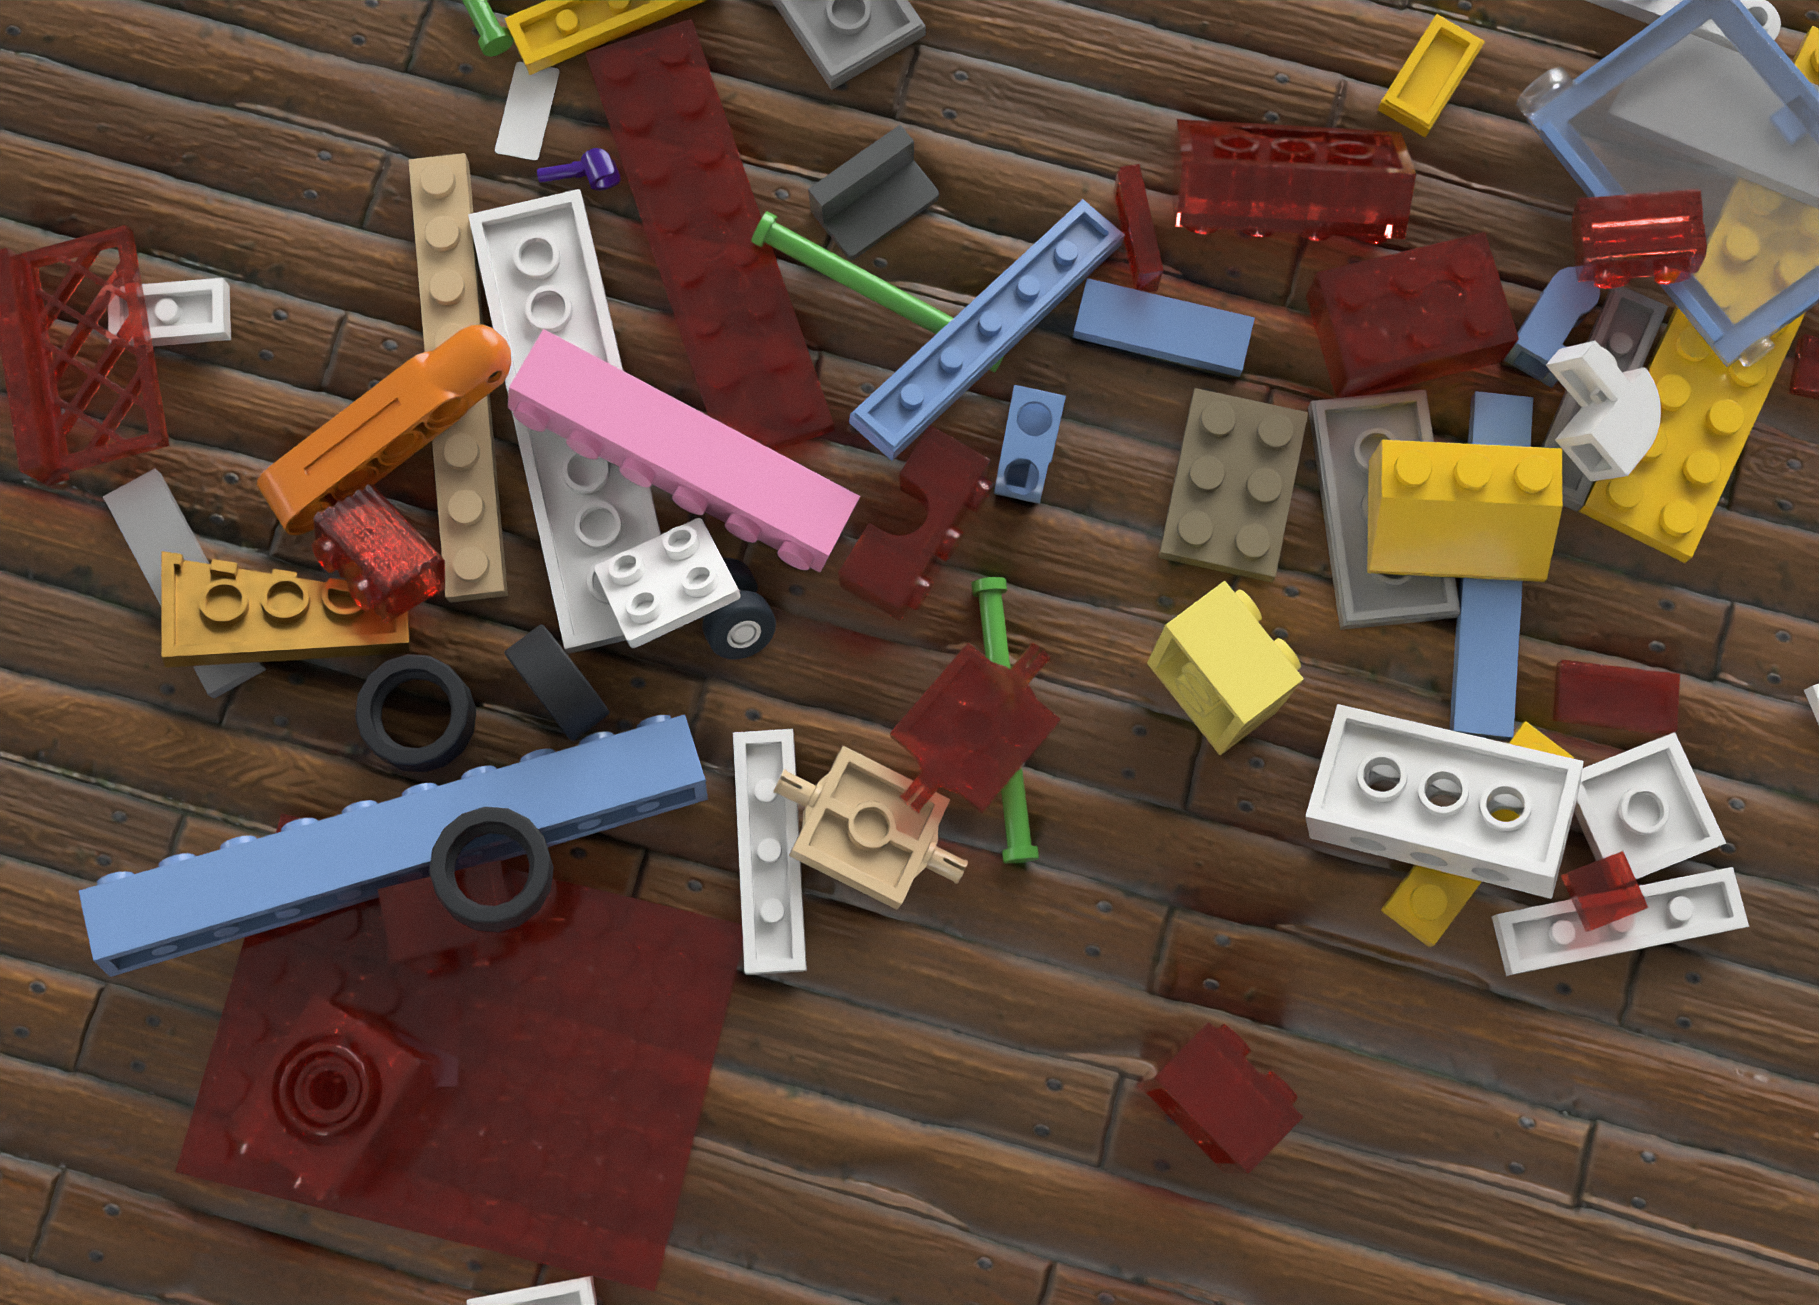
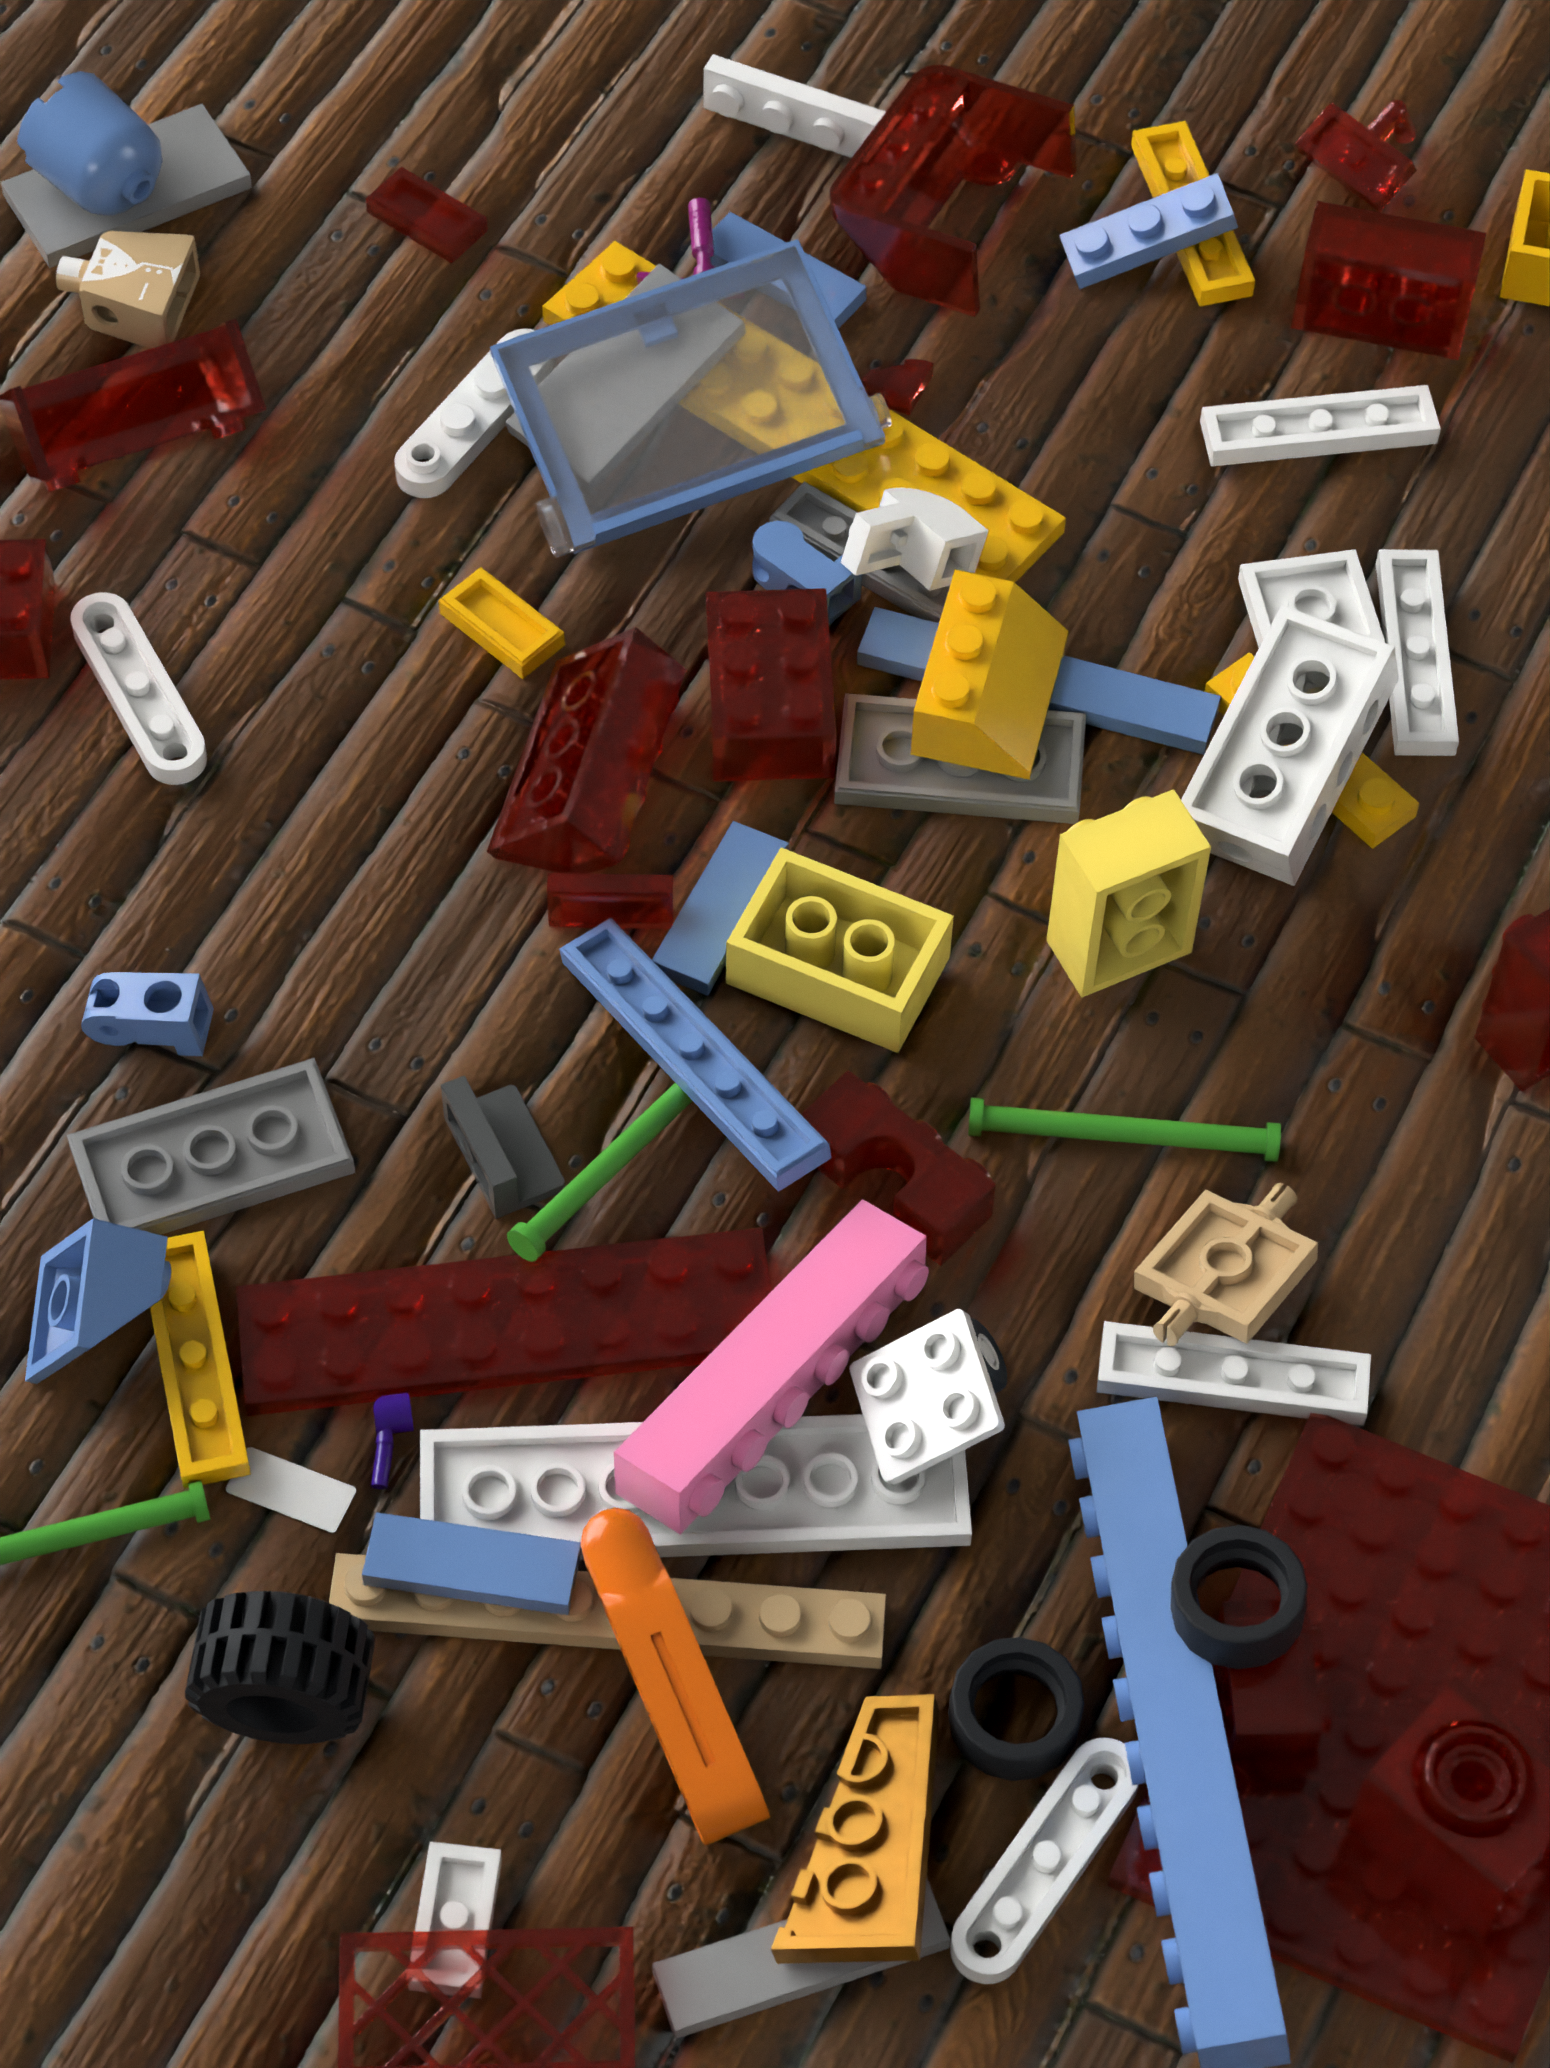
camera: 80 degrees left, 20 degrees down
(280, 755) = (1043, 1862): none -> white plate
(327, 124) = (280, 1667): none -> black tyre
(377, 554) = (825, 1705): clear red brick -> none
(457, 249) = (472, 1563): none -> medium blue tile
(557, 682) = (1015, 1535): black tyre -> none
(975, 728) = (1138, 1141): clear red plate -> none
(1028, 443) = (826, 1041): medium blue leg -> none
(1123, 430) = (839, 949): none -> light yellow brick
(1233, 485) = (923, 866): dark tan plate -> none
(1604, 891) = (1405, 635): clear red tile -> none
(1616, 697) = (1191, 611): clear red tile -> none
(1639, 237) = (748, 467): clear red brick -> none

